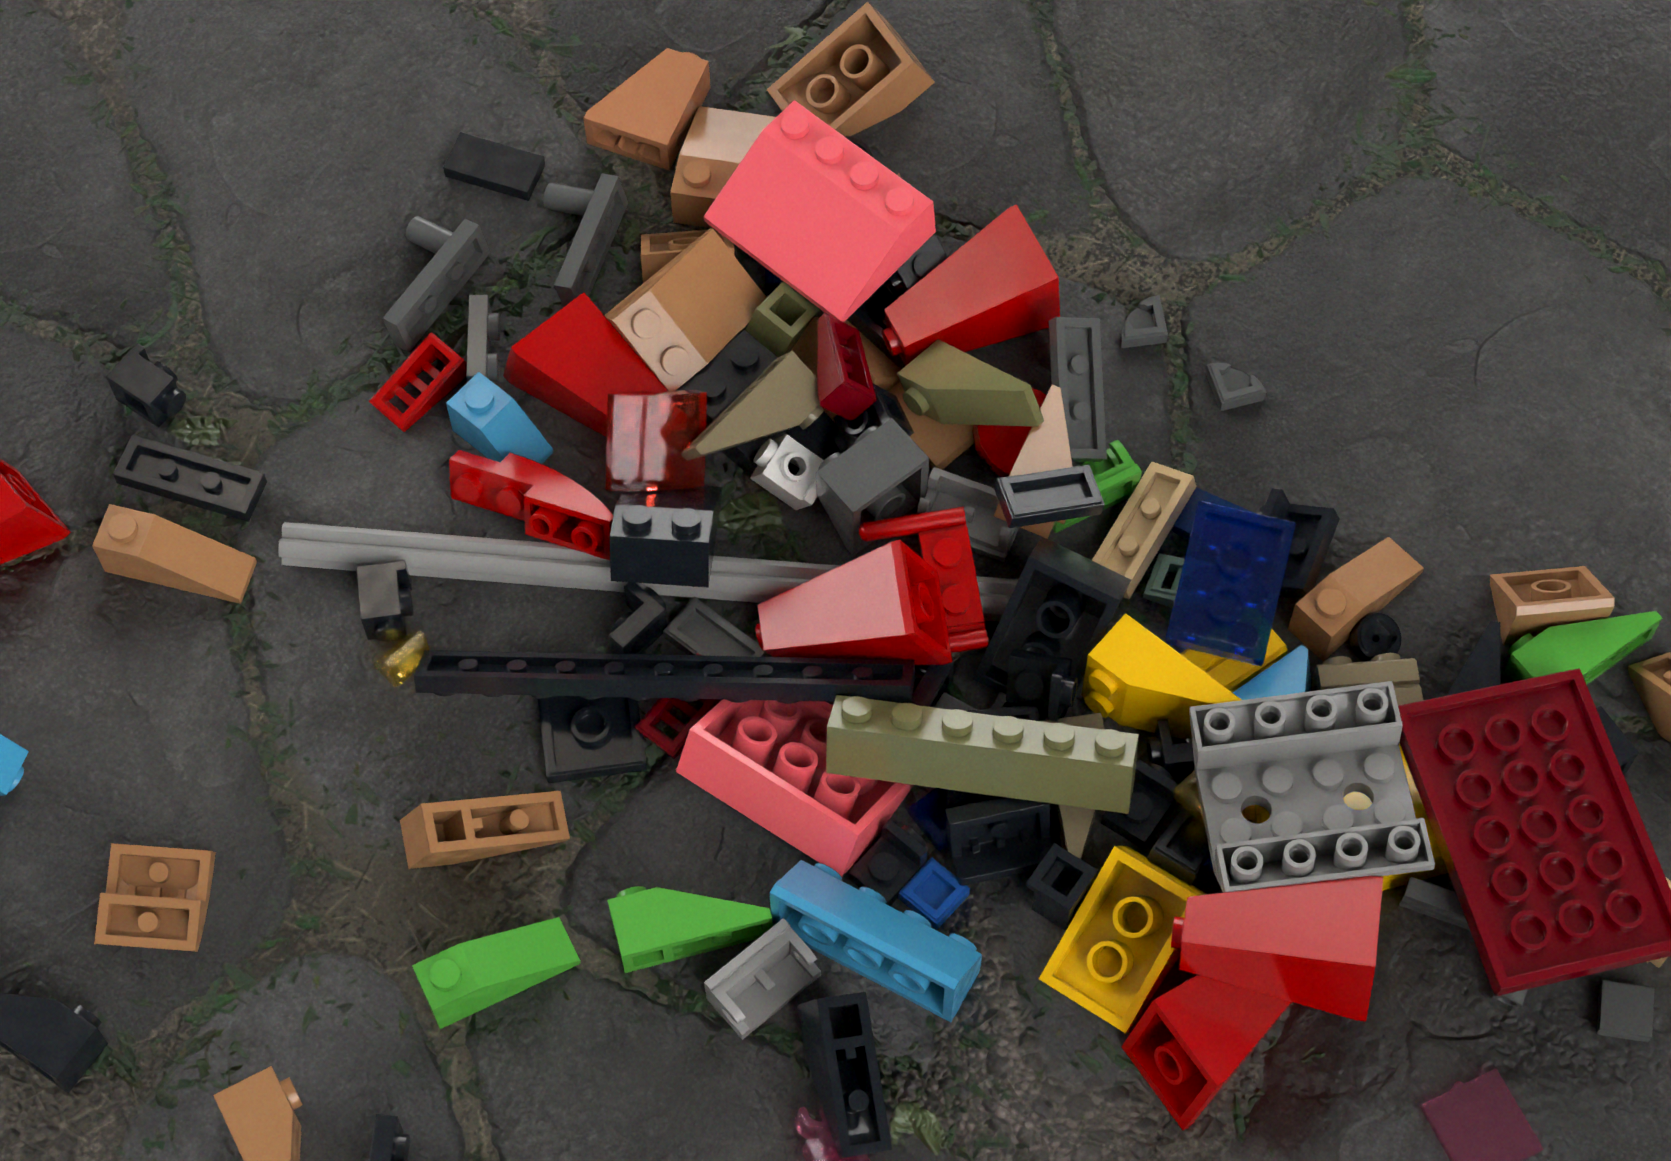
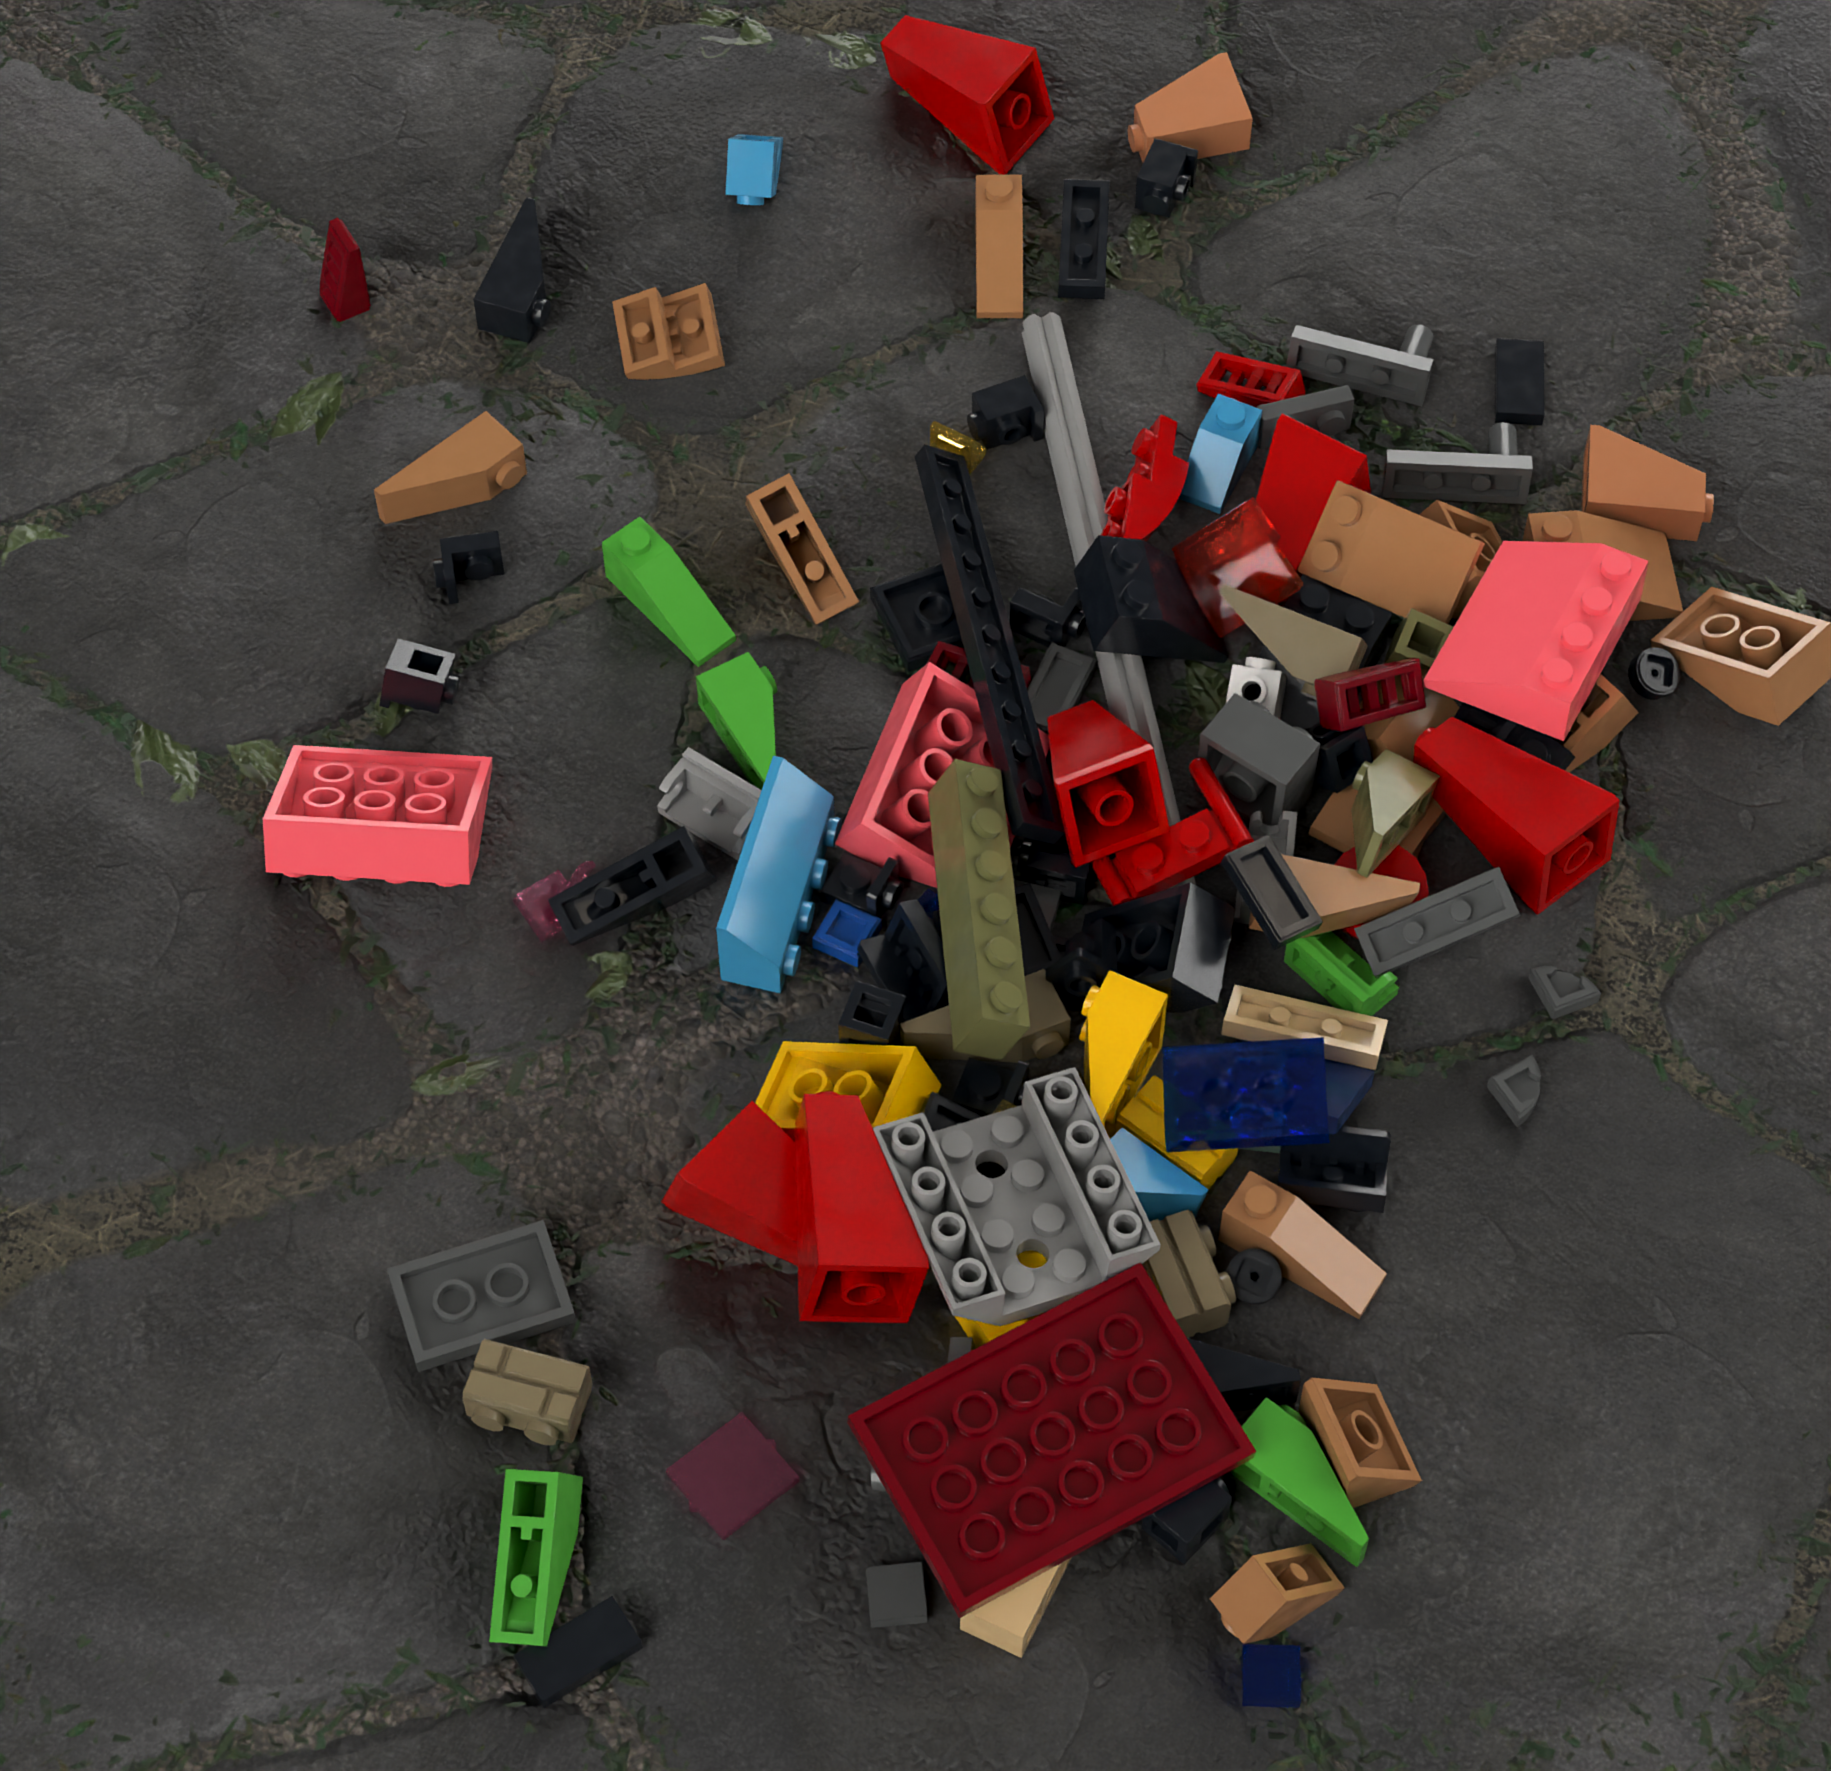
camera: 75 degrees right, 5 degrees down
(80, 337) = (1195, 111): none -> nougat slope

